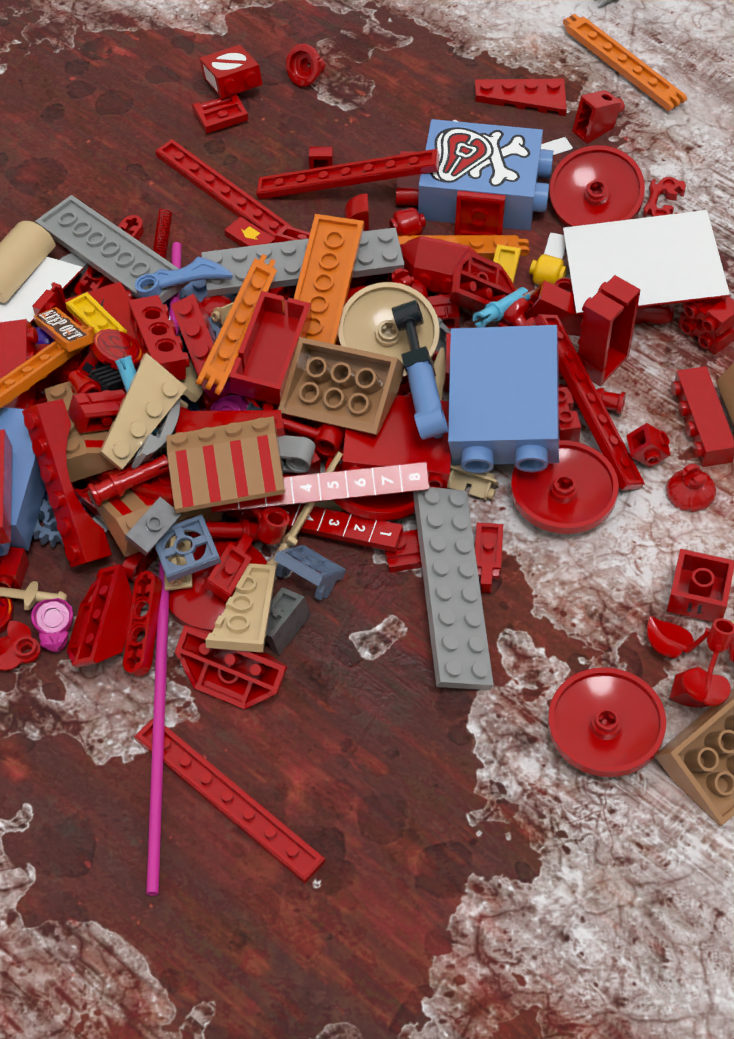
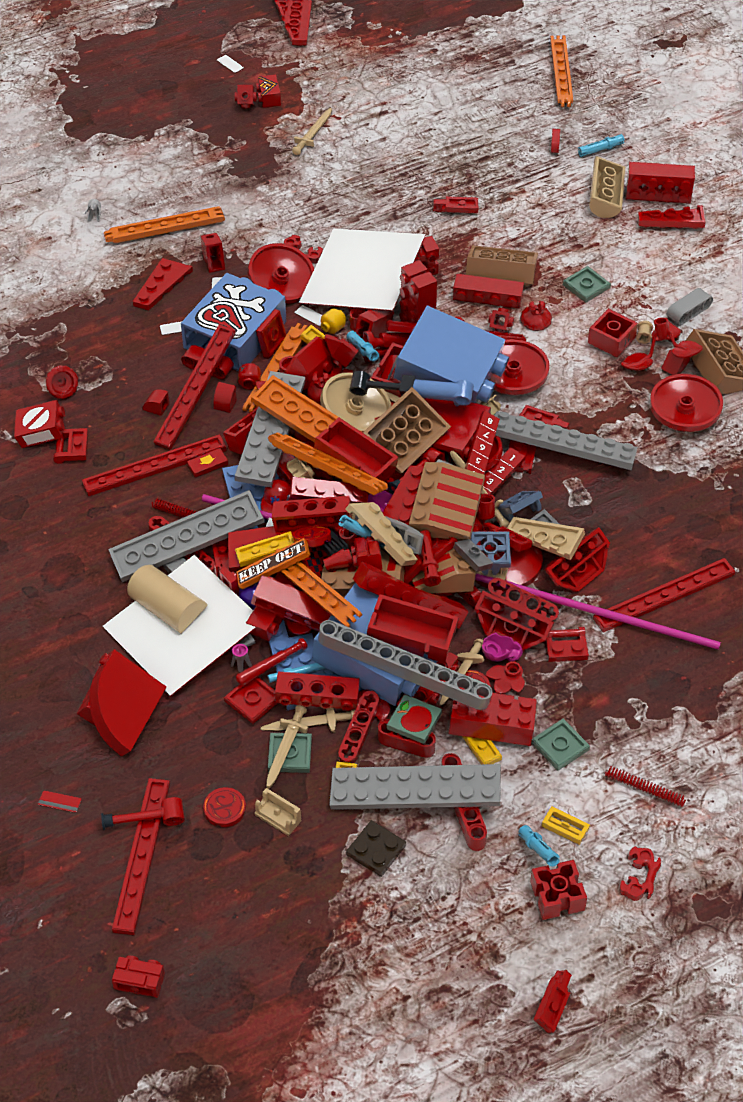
camera: 70 degrees left, 5 degrees down
(85, 703) = (567, 649): none -> red plate
(197, 270) = (254, 479): medium blue piece -> none

